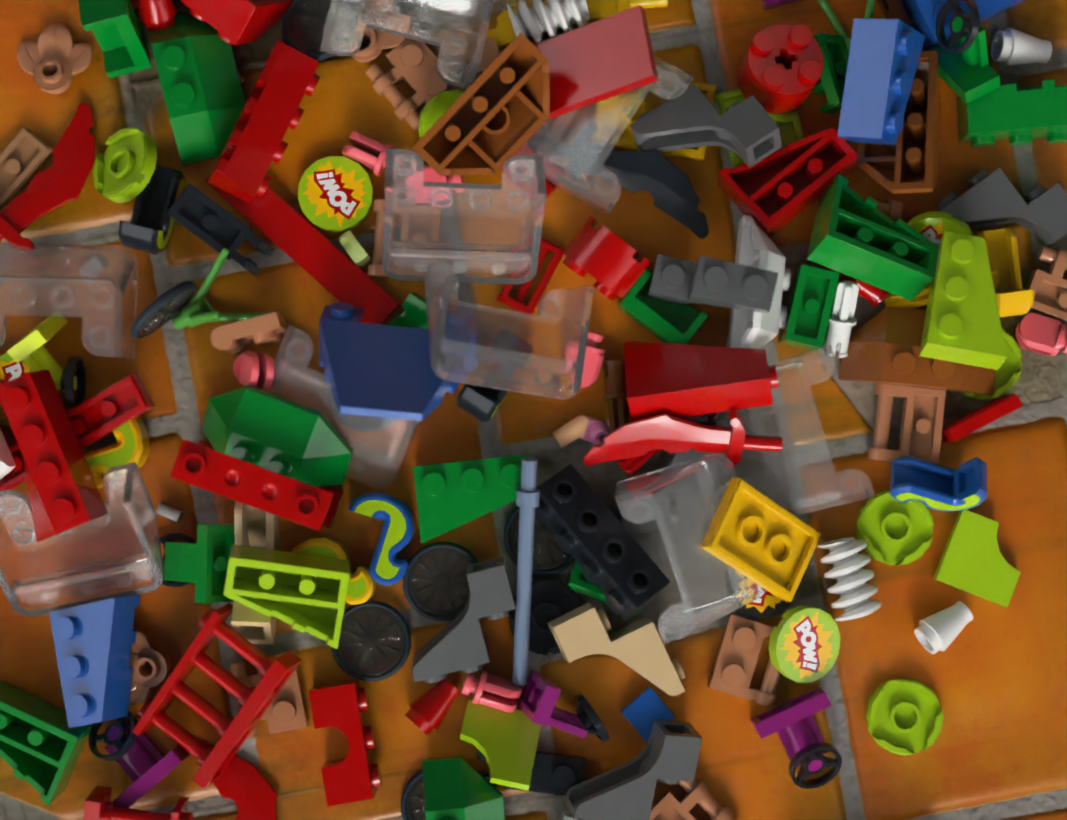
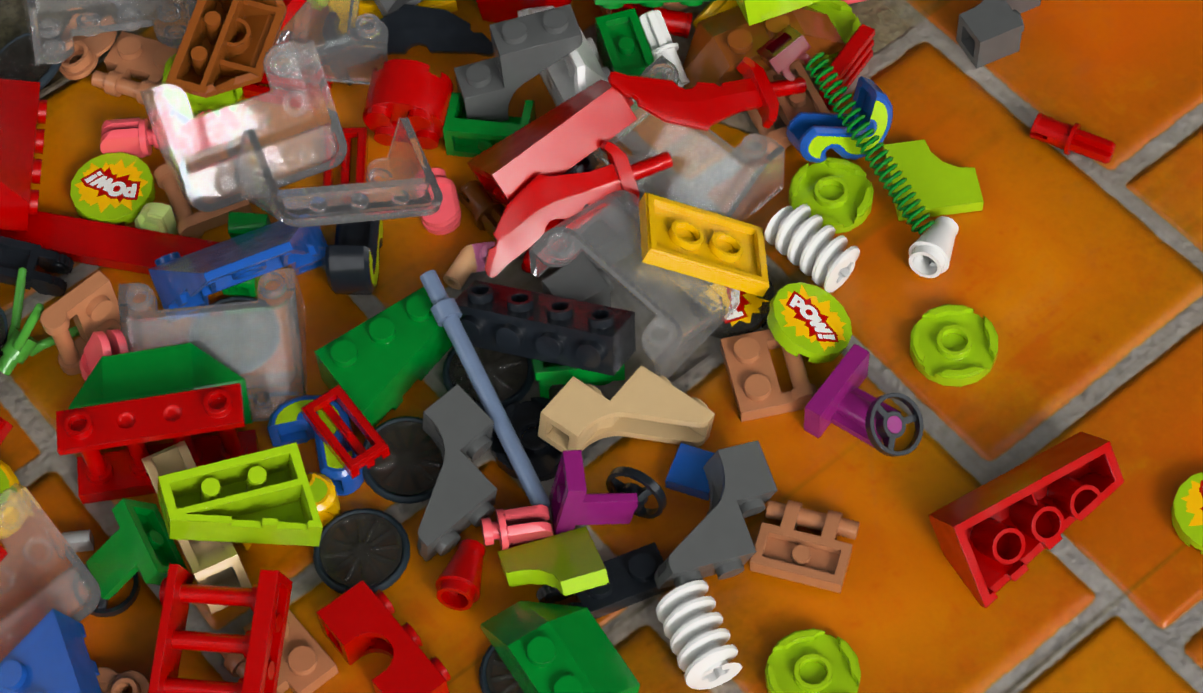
camera: 25 degrees left, 30 degrees down
(386, 553) = (364, 457): none -> red tile
(842, 417) = (707, 102): none -> red sword
(931, 400) = (783, 50): none -> tile
(943, 567) = (863, 146): none -> green piece

